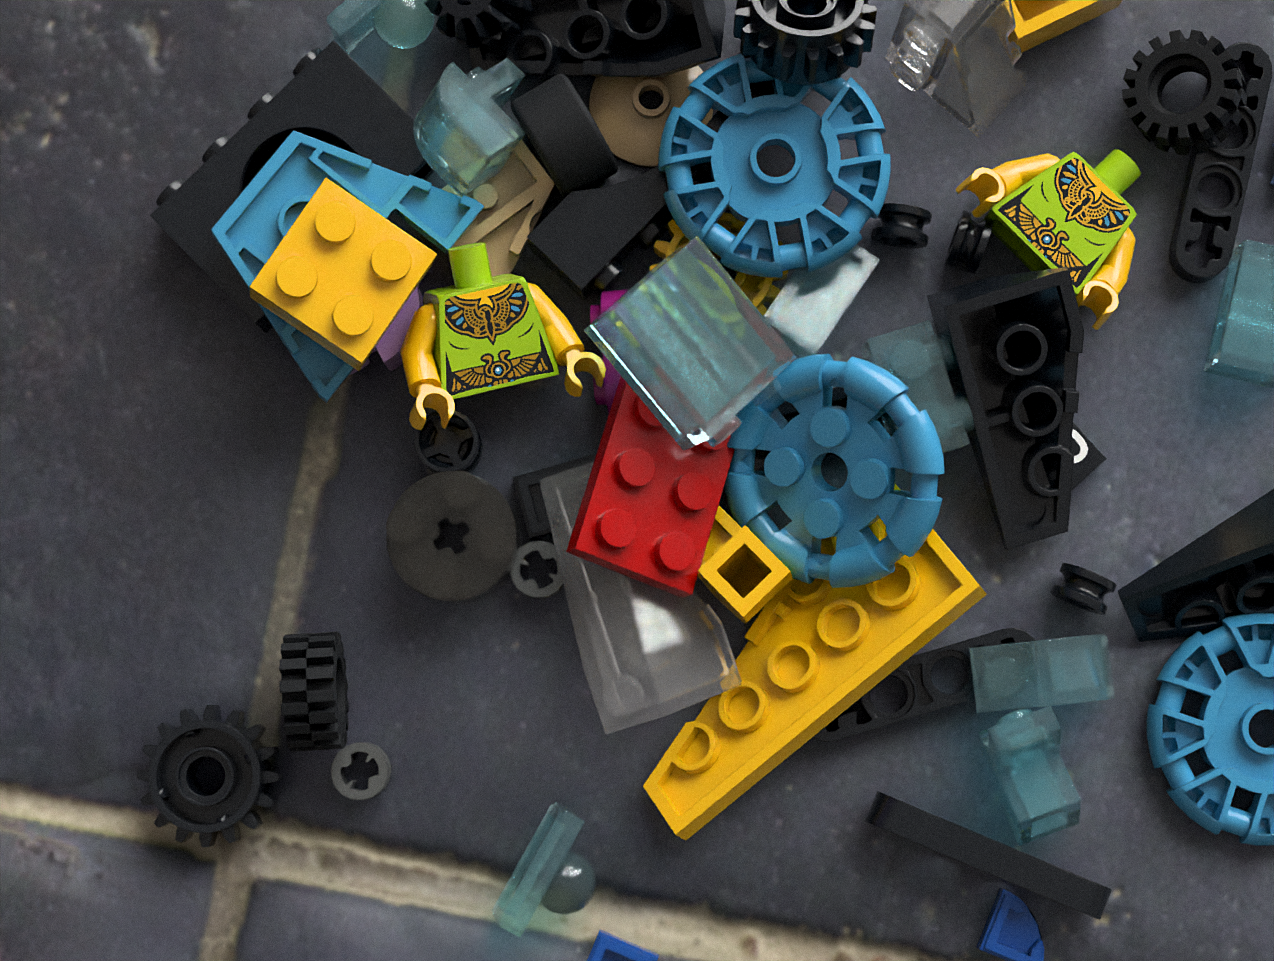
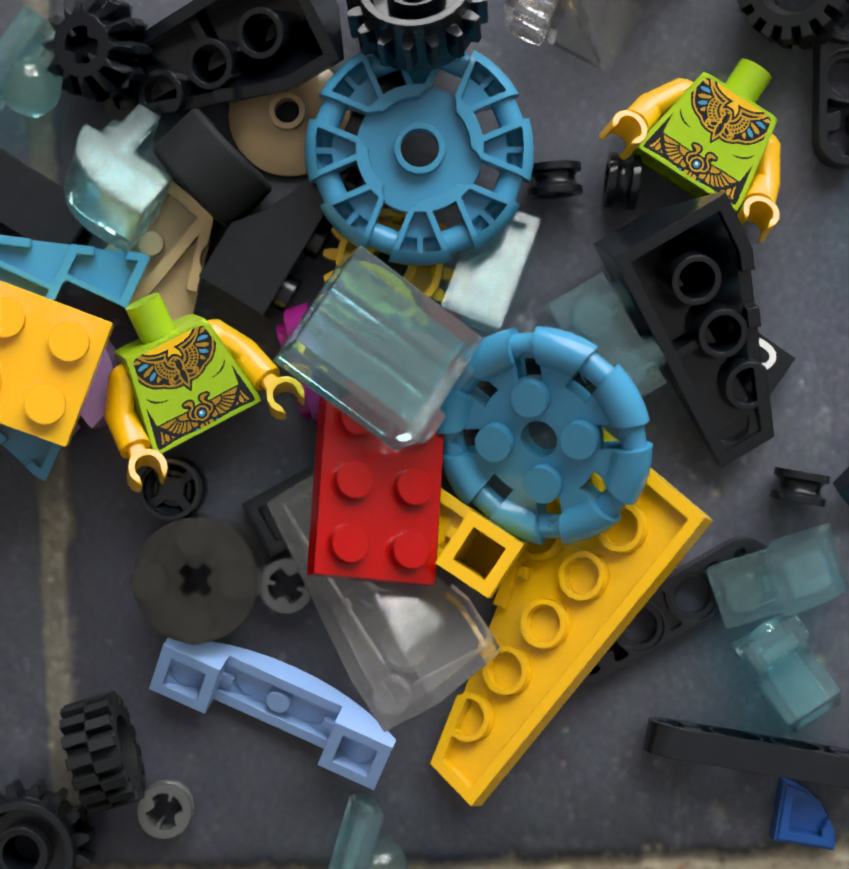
camera: 20 degrees left, 5 degrees up
(505, 680) = (279, 696): none -> light blue slope

